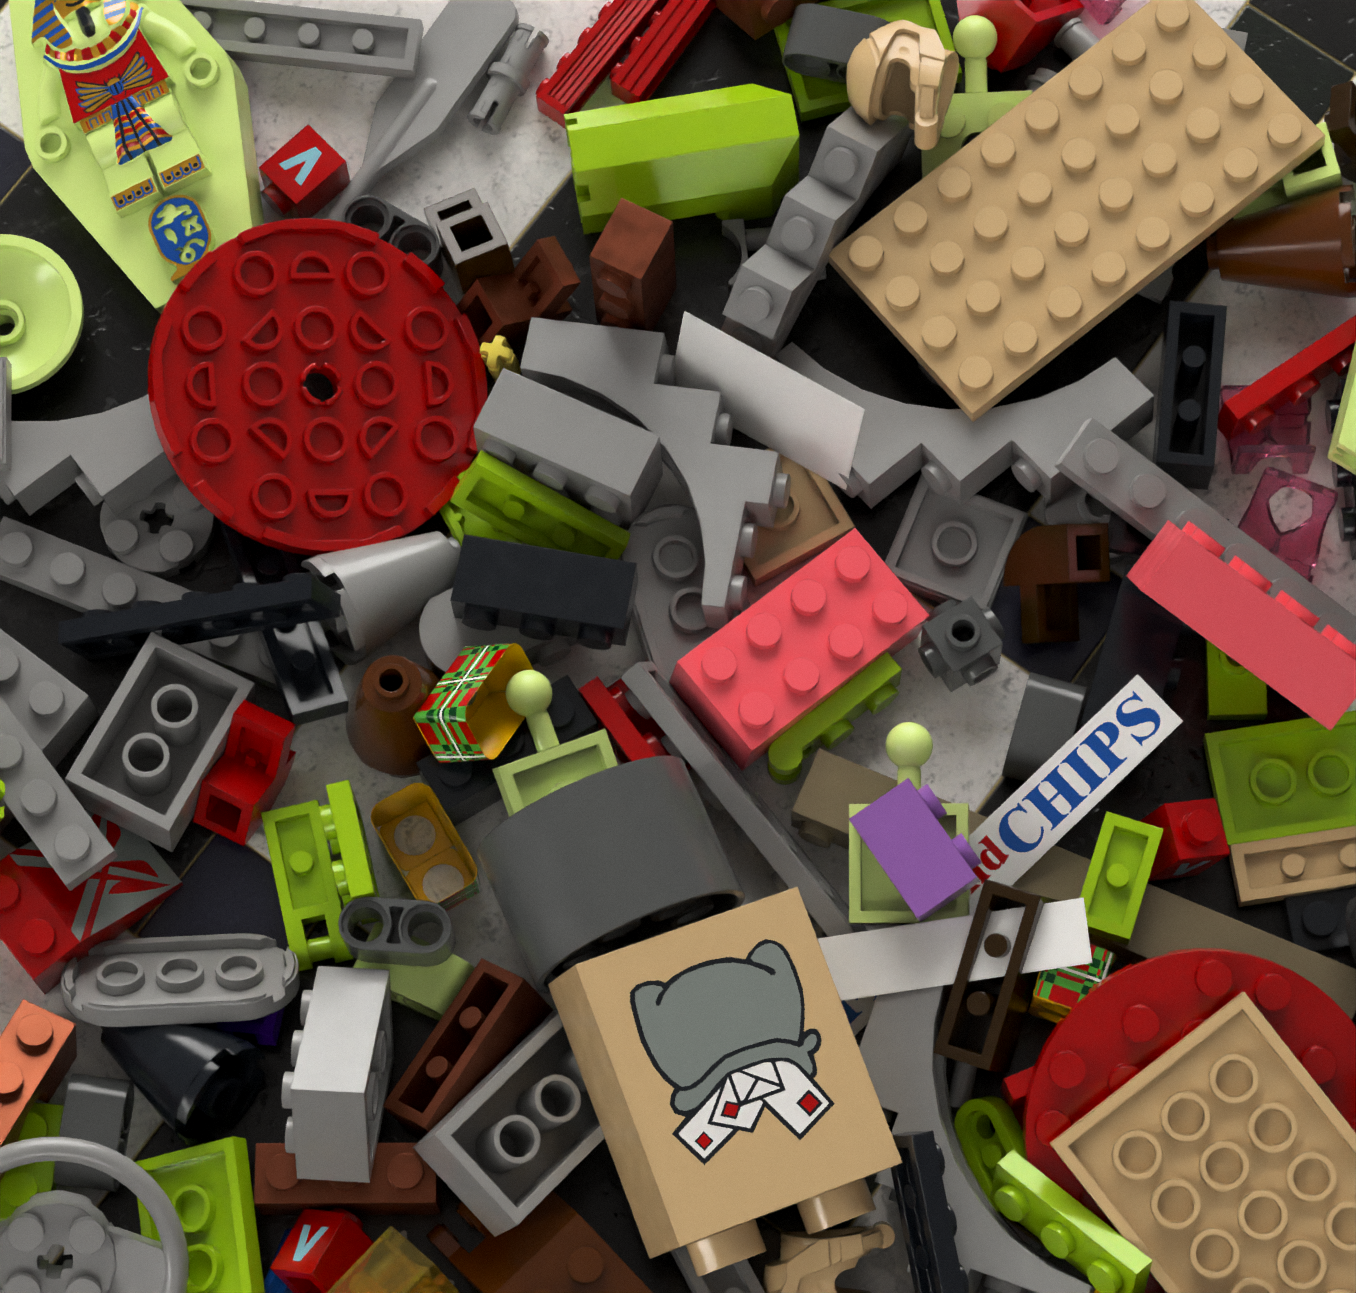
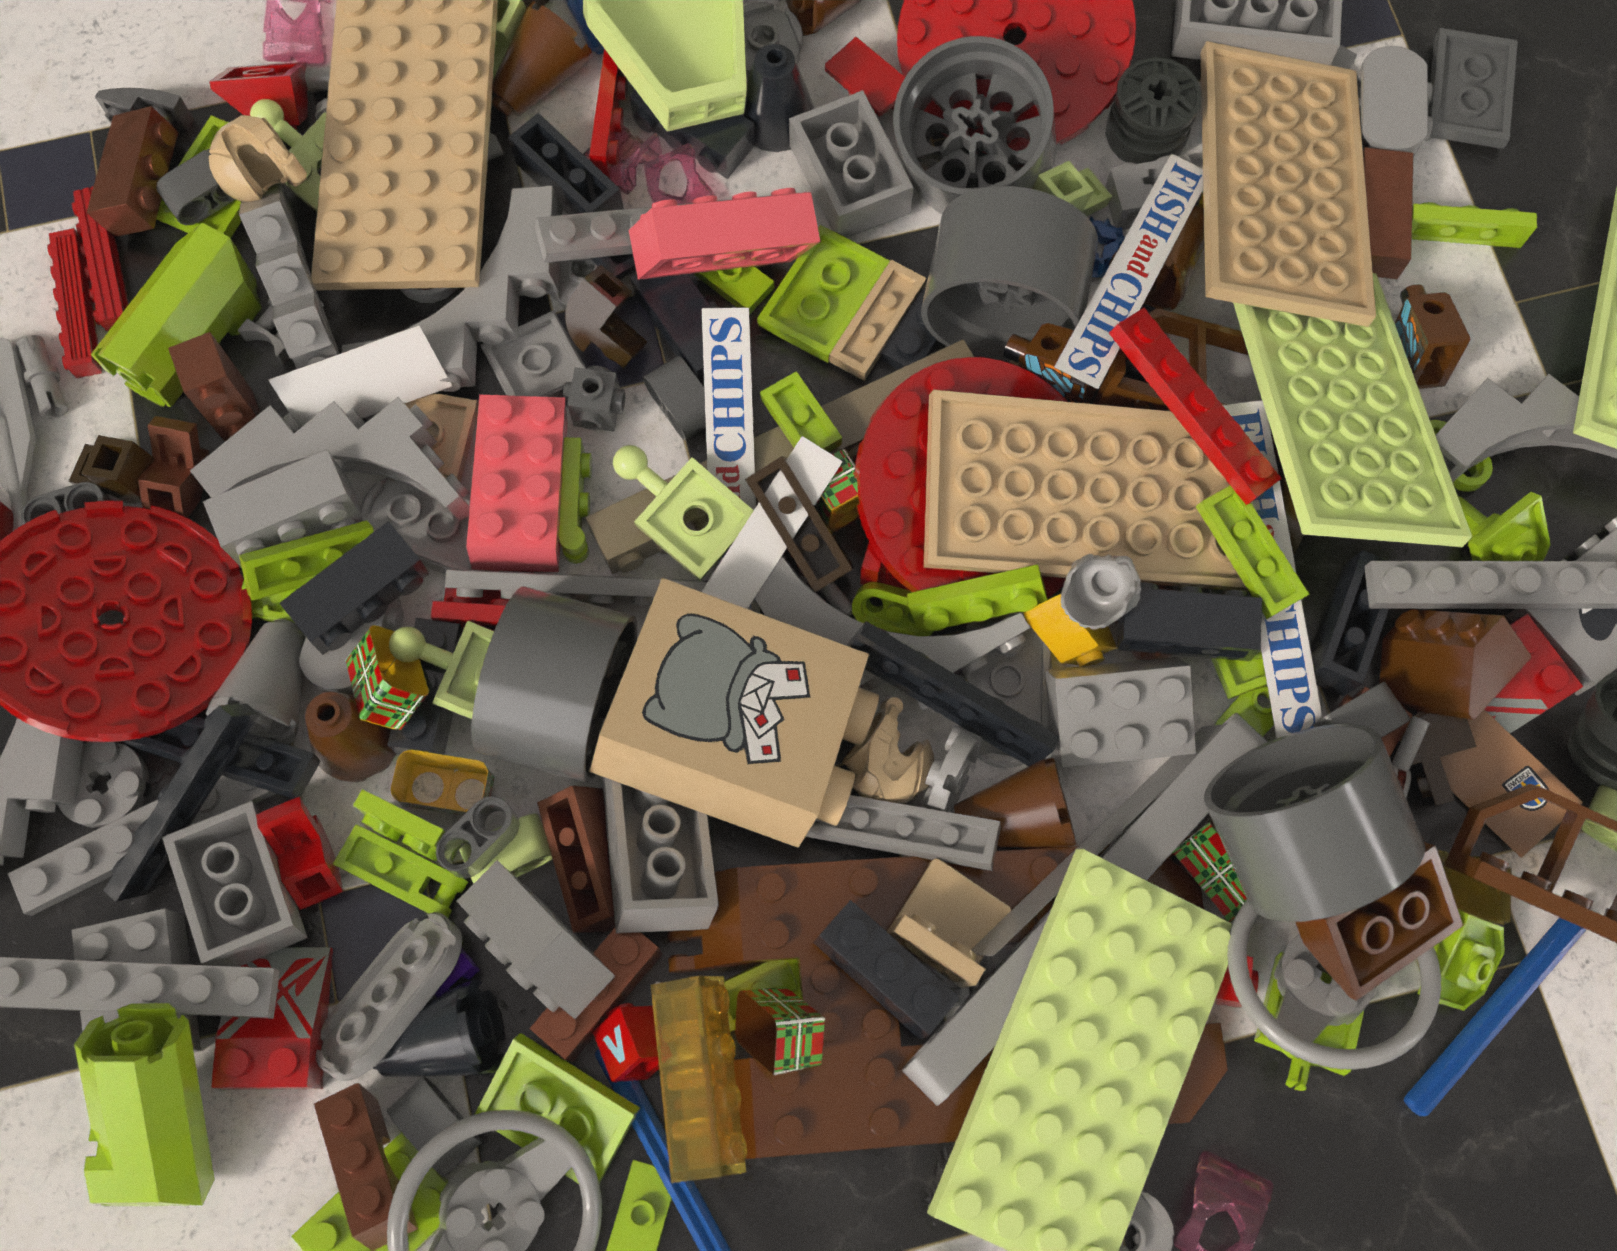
camera: 55 degrees left, 0 degrees up
(499, 356) = (194, 509): light yellow piece -> none
(916, 849) = (694, 501): medium lavender brick -> none
(1190, 838) = (812, 364): red brick -> none

